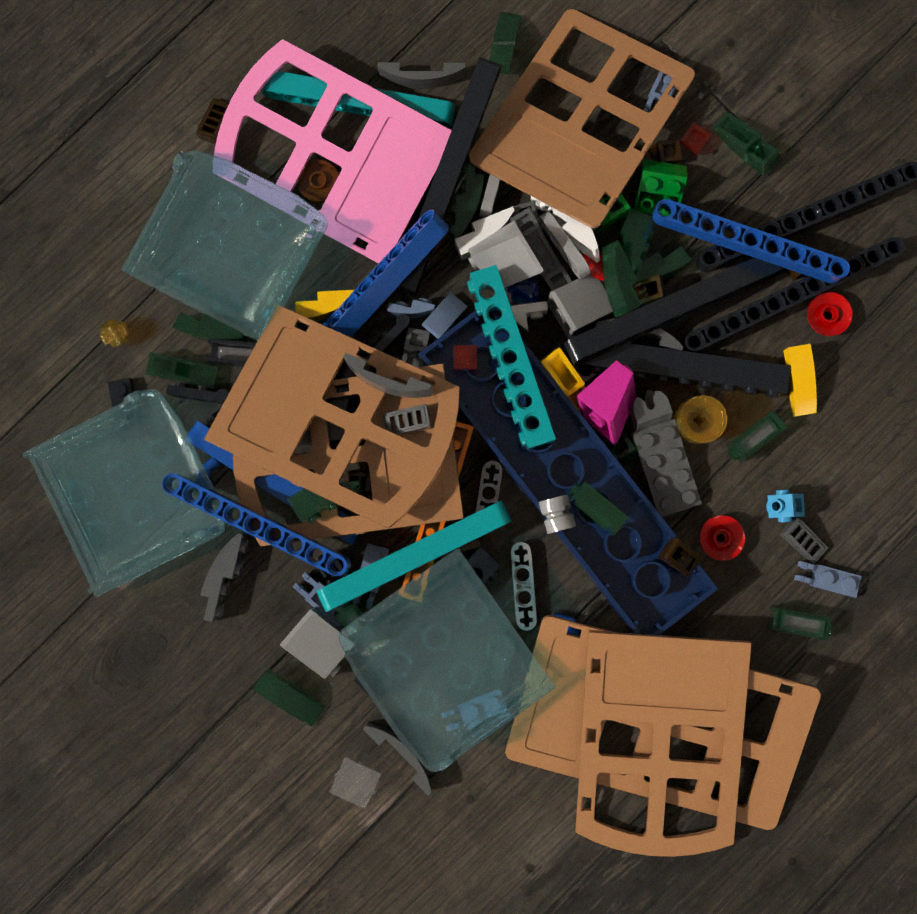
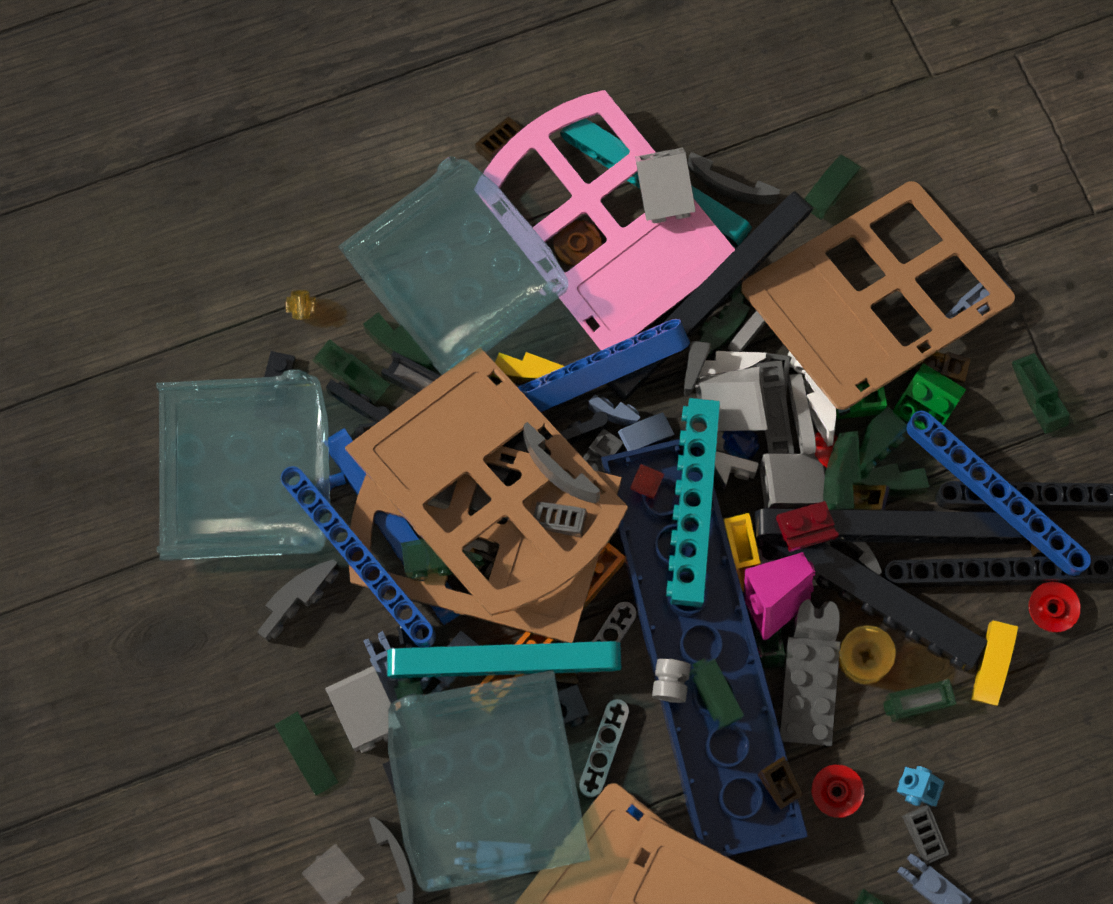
camera: 20 degrees right, 10 degrees down
(369, 99) = (665, 185): none -> light grey slope
(459, 235) = (696, 358): none -> dark grey slope
(611, 337) = (807, 526): none -> dark red plate
(695, 138) = (988, 366): clear red plate -> none

